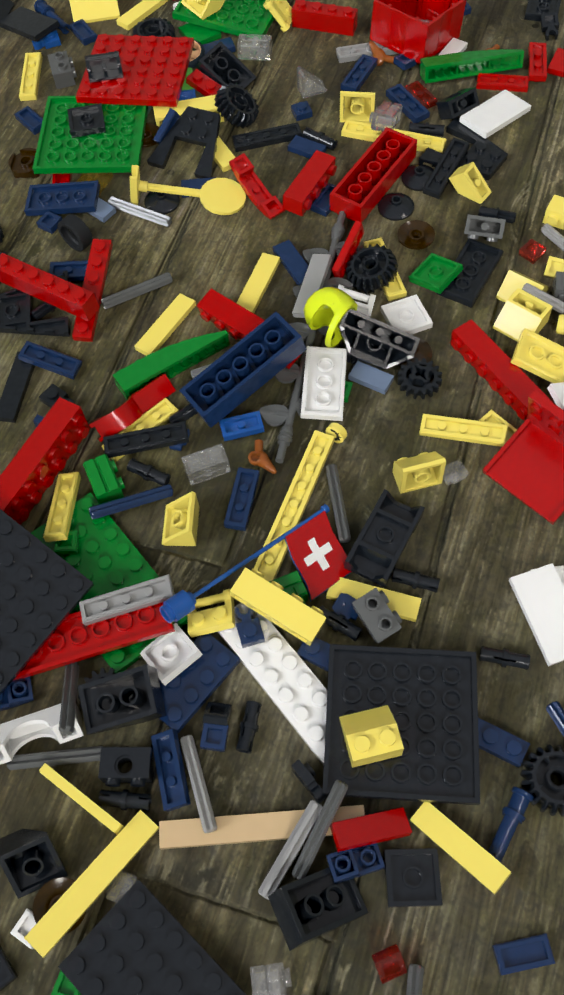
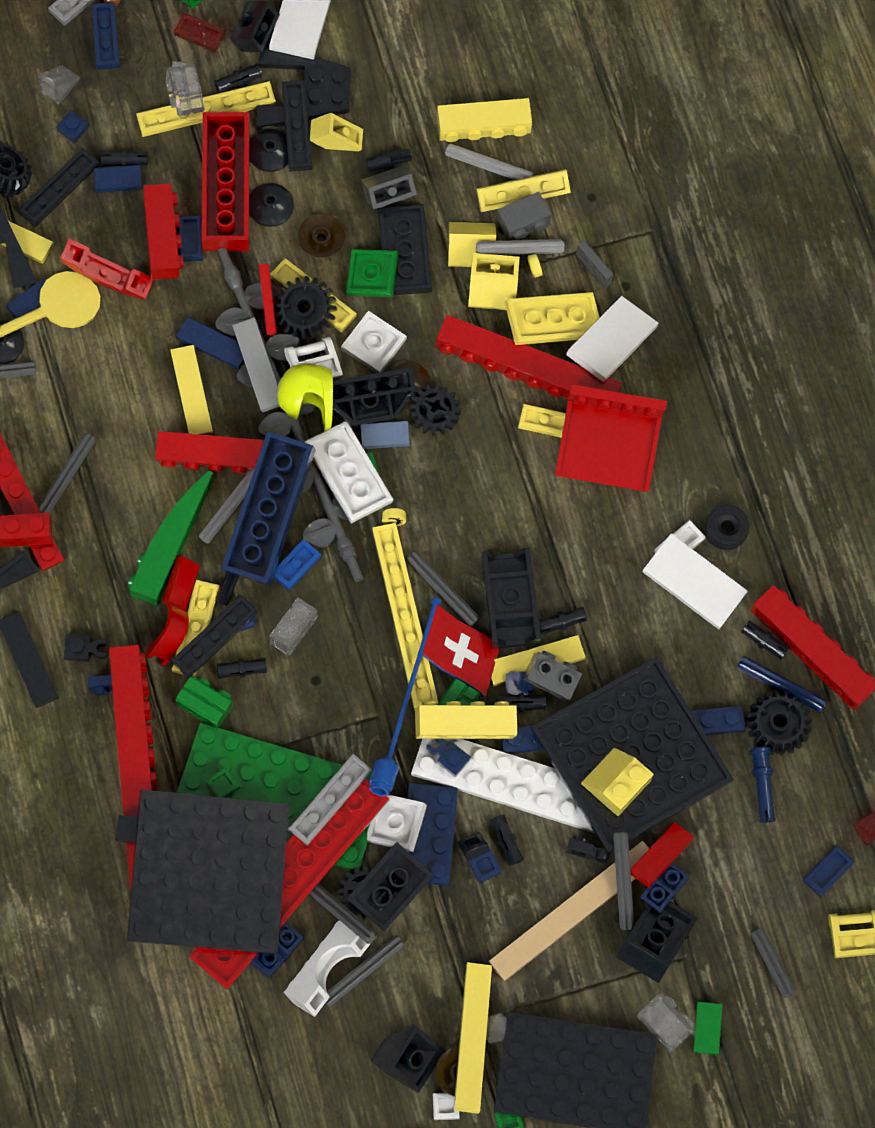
camera: 45 degrees left, 10 degrees up
(50, 360) = (41, 610): dark blue tile -> none
(62, 507) = (189, 752): light yellow tile -> none
(81, 799) = (413, 986): light yellow tile -> none
(115, 757) = (438, 924): black brick -> none
(125, 799) = (447, 964): black pin -> none
(130, 501) = (250, 707): dark blue axle -> none
(165, 325) = (130, 497): light yellow tile -> none
(170, 770) = (468, 915): dark blue plate -> none
(181, 521) = (311, 697): light yellow slope -> none
(198, 784) = (499, 911): light grey axle -> none
(212, 619) = (412, 767): light yellow plate -> none
(241, 499) = (351, 639): dark blue plate -> none
(260, 458) = (337, 587): dark orange animal -> none
(290, 849) = (609, 910): light grey axle -> none
(356, 106) = (140, 92): light yellow slope -> none
(389, 963) = (737, 942): clear red plate -> none
(411, 106) = (192, 52): dark blue plate -> none
(413, 878) = (715, 870): black tile -> none
(419, 471) = (498, 512): light yellow slope -> none
(454, 473) = (530, 493): clear piece -> none
(460, 847) = (736, 822): light yellow tile -> none
(463, 430) = (511, 442): light yellow tile -> none
(504, 657) = (679, 645): black pin -> none
(532, 251) = (453, 188): clear red plate -> none

